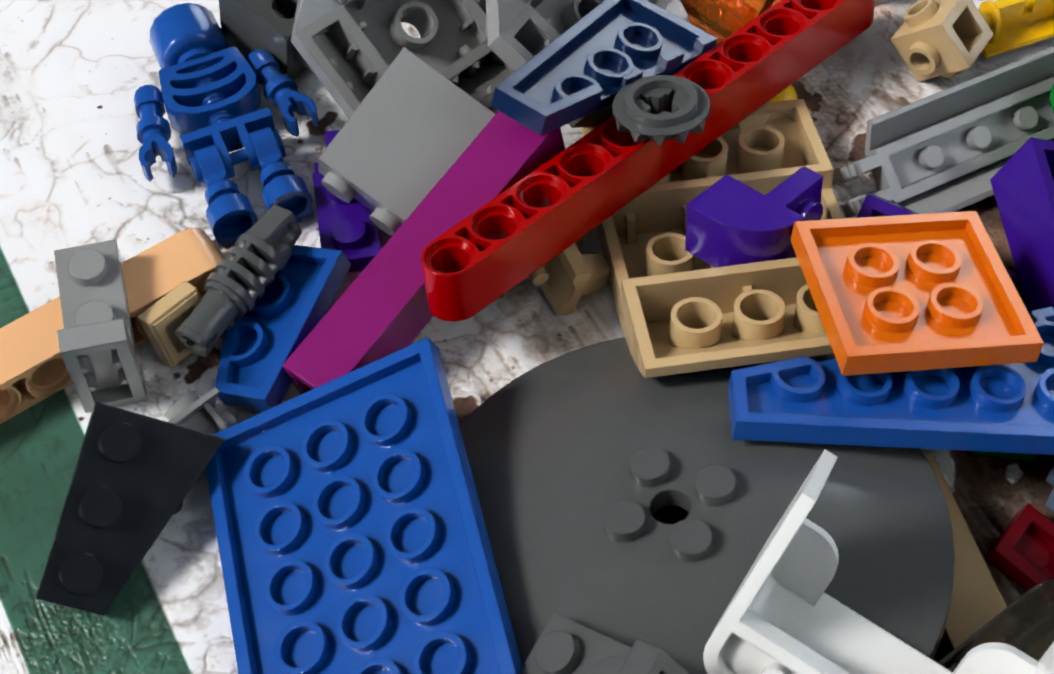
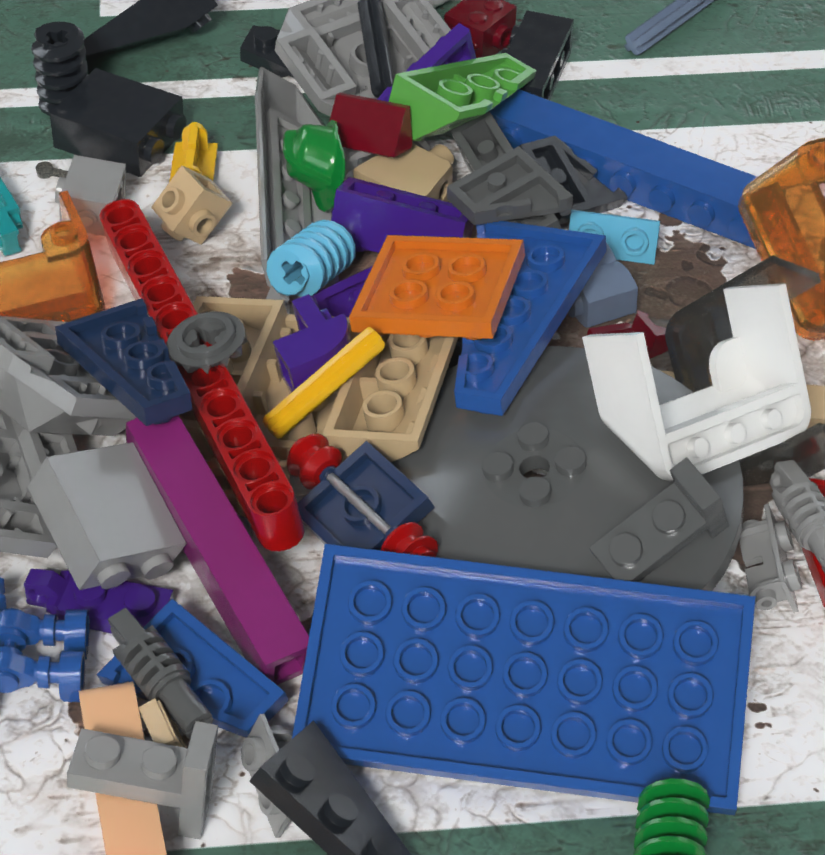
camera: 70 degrees left, 10 degrees down
(542, 363) = (359, 500): none -> dark blue plate
(701, 248) = (323, 382): none -> yellow axle
(911, 164) = (311, 259): none -> medium azure piece

